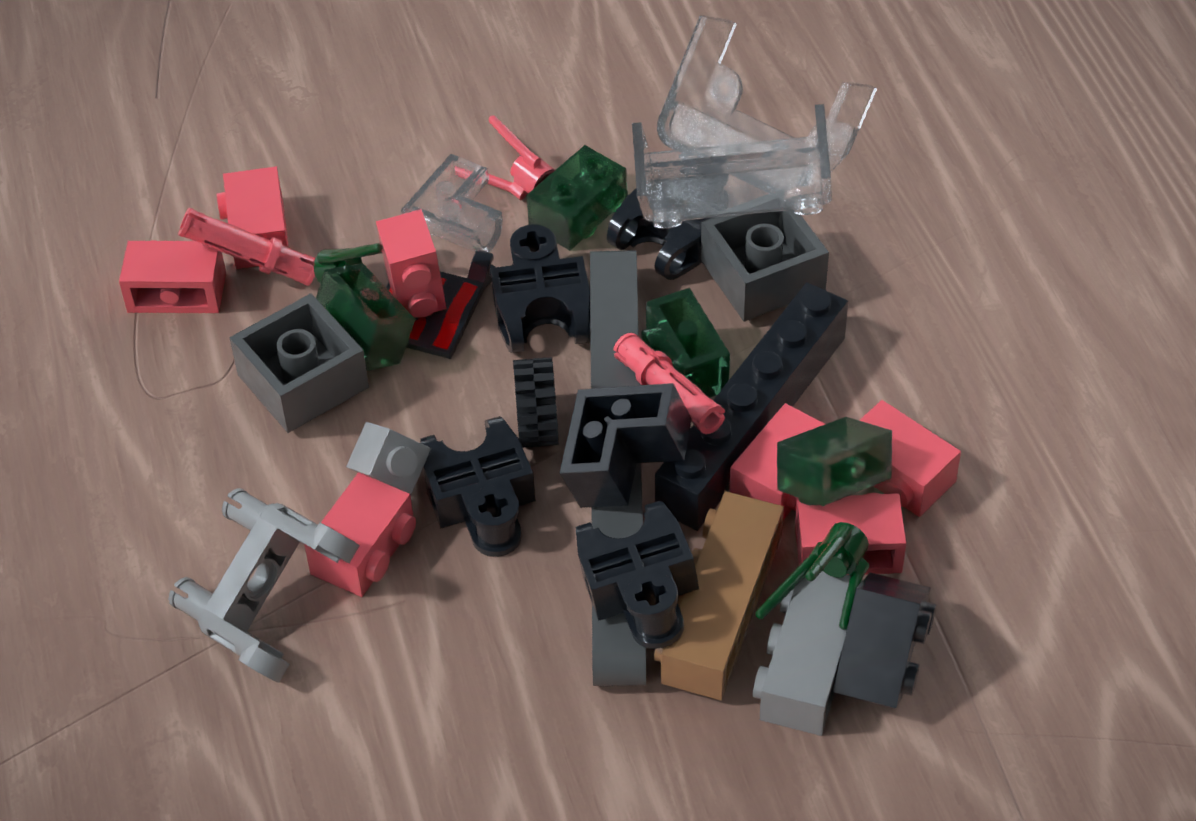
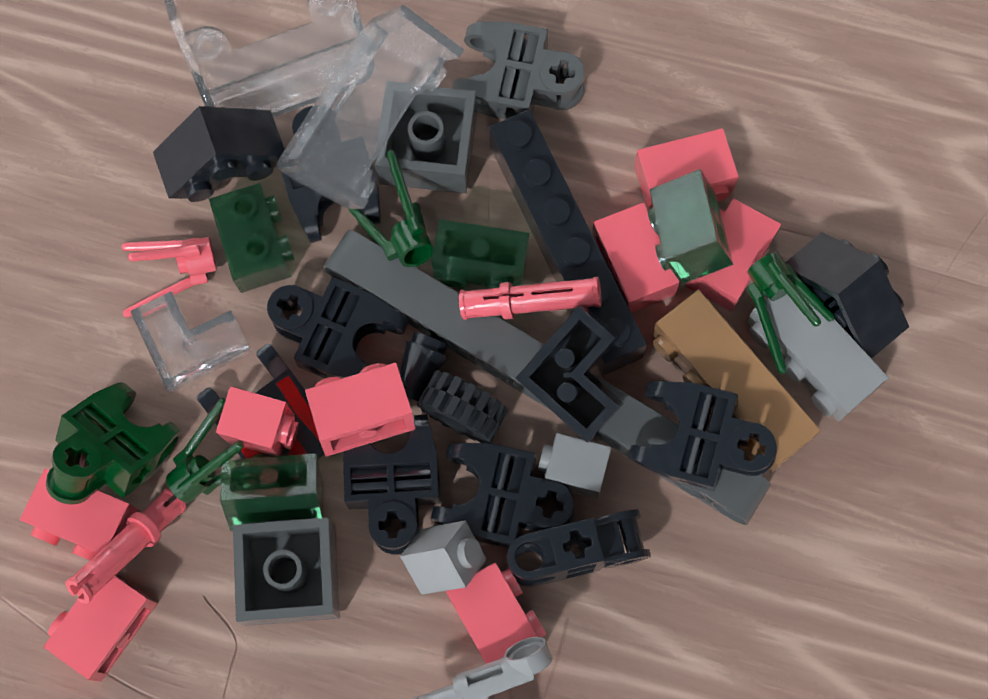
camera: 55 degrees left, 25 degrees up
(322, 192) = (105, 448): none -> dark green piece
(437, 397) = (394, 485): none -> black piece
(464, 544) = (599, 544): none -> black piece
(475, 324) = (360, 408): none -> coral brick
(548, 520) = (575, 464): none -> light grey brick
(568, 362) = (419, 362): none -> black cone
(609, 120) = (217, 146): none -> black brick
(660, 280) = (409, 236): none -> dark green plant
(887, 295) = (522, 70): none -> dark grey piece

